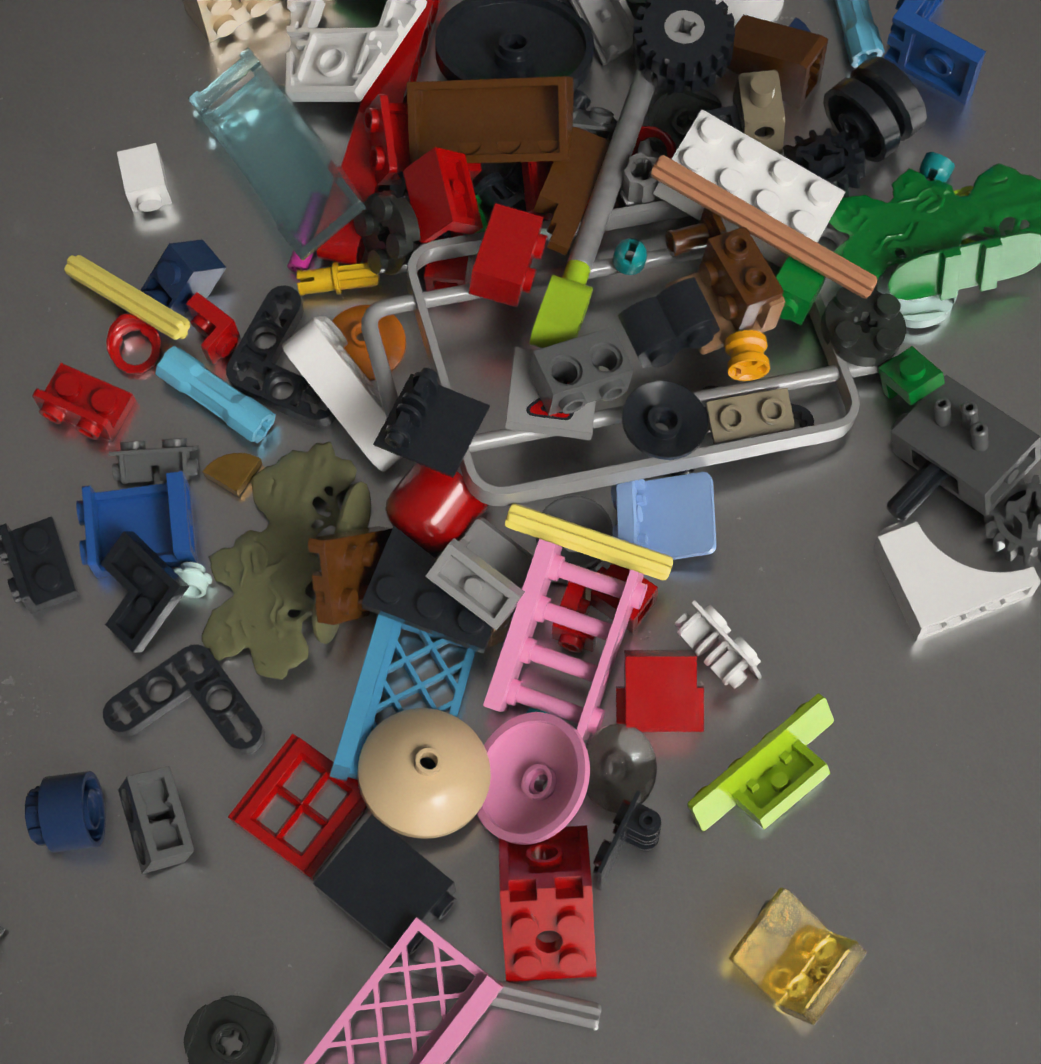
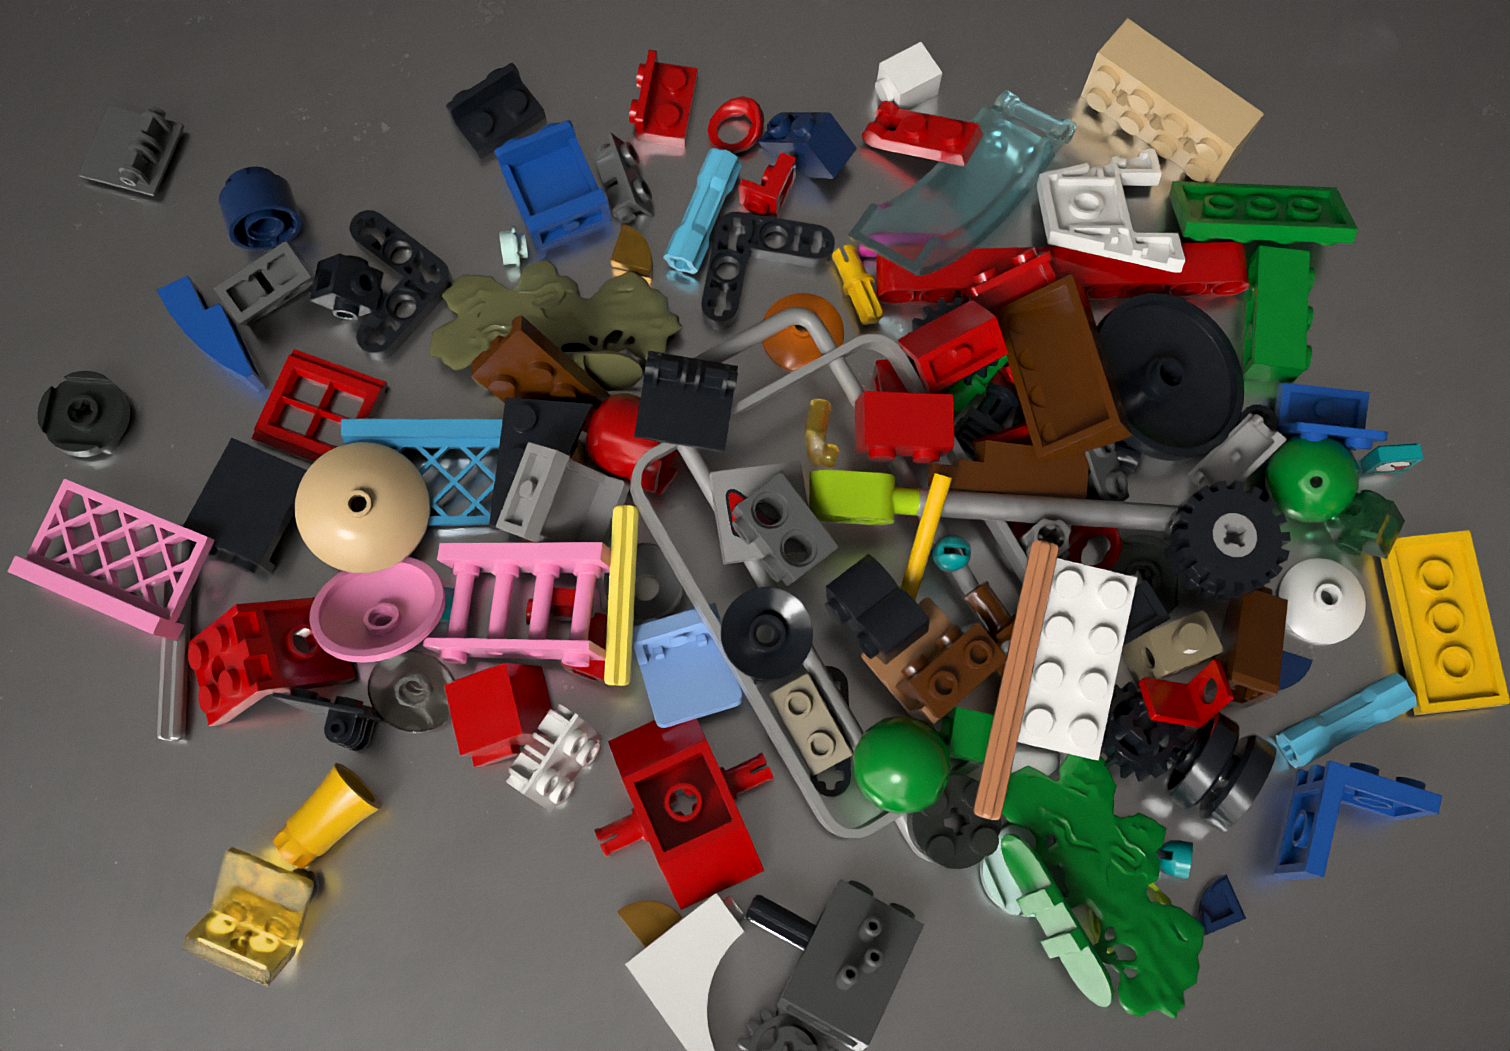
camera: 70 degrees right, 5 degrees up
(127, 297) = (775, 101): light yellow axle -> none
(151, 590) = (487, 212): black plate -> none
(184, 741) = (347, 286): none -> black brick
(187, 892) = (211, 330): none -> blue slope
(208, 180) = (922, 134): none -> red plate
(322, 360) = (744, 299): white beam -> none
(387, 232) = (907, 309): pearl dark grey plate -> none
(505, 330) = (815, 434): none -> clear yellow arm
(609, 263) = (925, 534): none -> yellow bar
(718, 874) = (325, 816): none -> yellow plant
(747, 355) = (869, 701): light orange wheel -> none
(771, 773) = (441, 846): lime bracket -> none
(809, 118) = (1186, 702): none -> red bracket
(811, 340) = (901, 764): none -> green piece
(825, 530) = (695, 851): none -> red slope
(883, 611) = (649, 919): none -> pearl gold tile
(910, 376) = (912, 886): green bracket -> none
(980, 150) = (1218, 905): none -> dark blue tile

